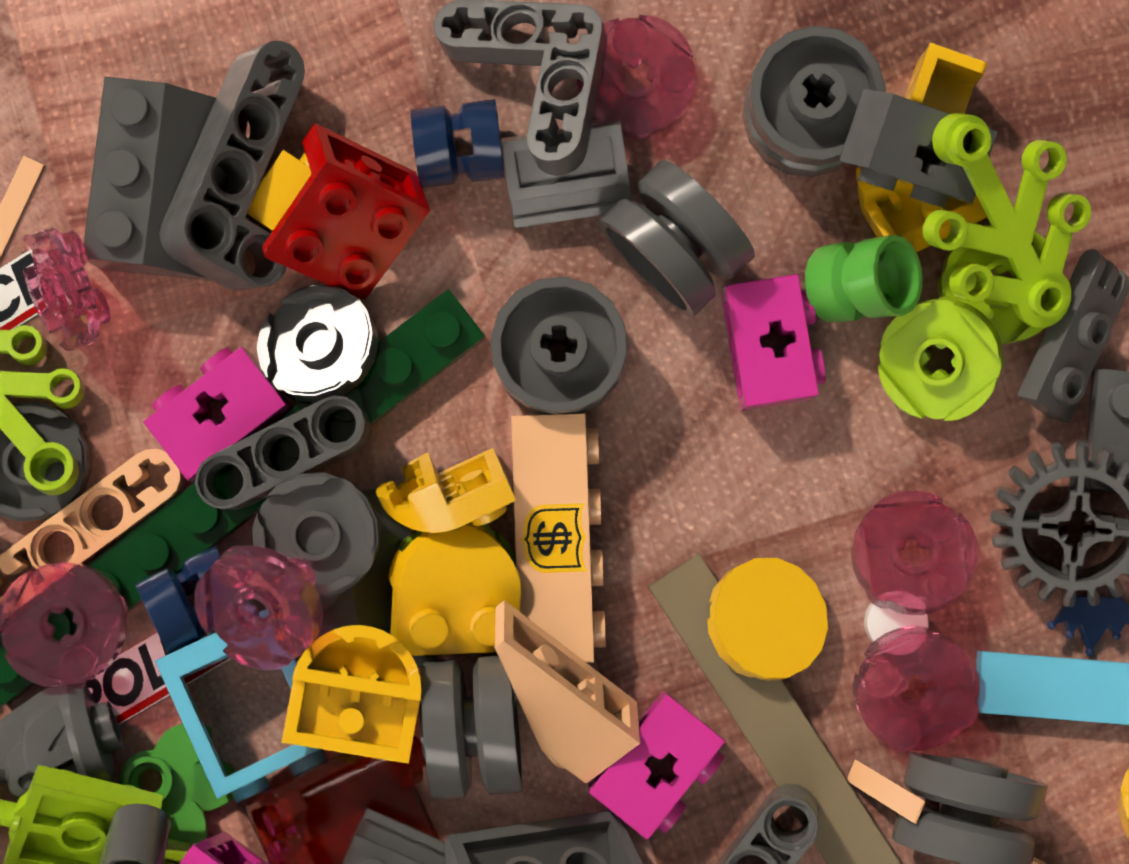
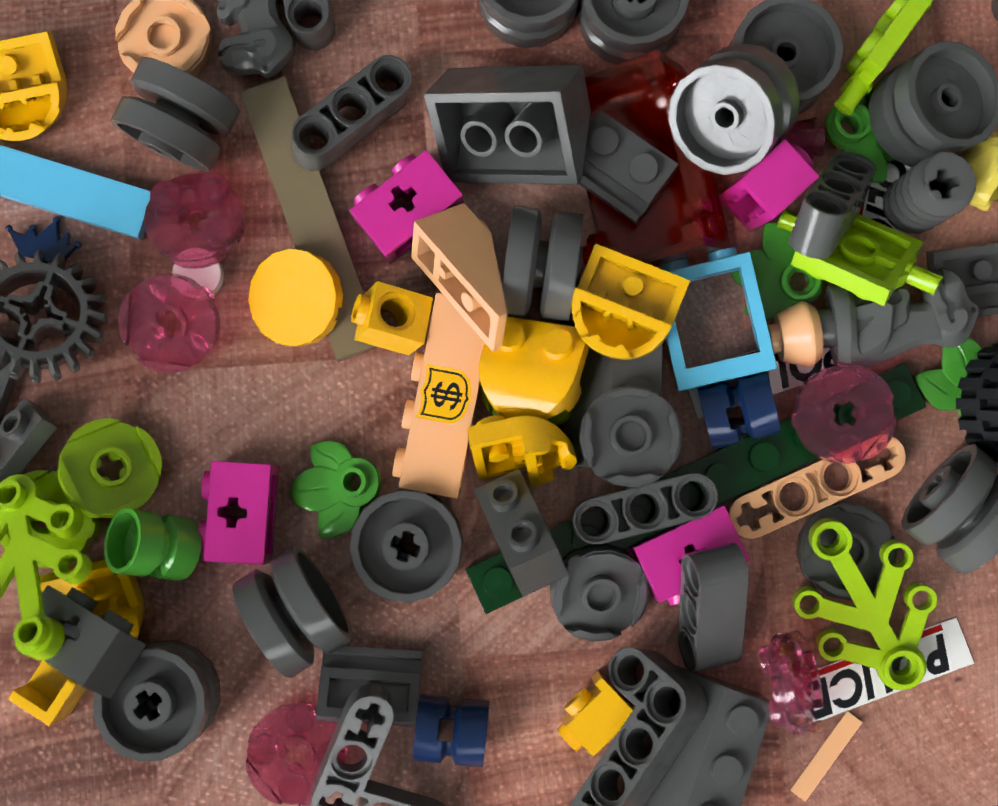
camera: 170 degrees left, 0 degrees up
(138, 711) = (797, 335): none -> light nougat cone
(176, 355) = (712, 606): none -> dark grey beam
(280, 585) = (670, 405): clear pink plate -> none
(347, 215) = (551, 691): red bracket -> none
(425, 393) = (521, 532): none -> dark grey brick
(620, 631) = (408, 307): none -> yellow brick
(672, 394) = (329, 491): none -> bright green plate
(886, 791) = (235, 145): light nougat piece -> none

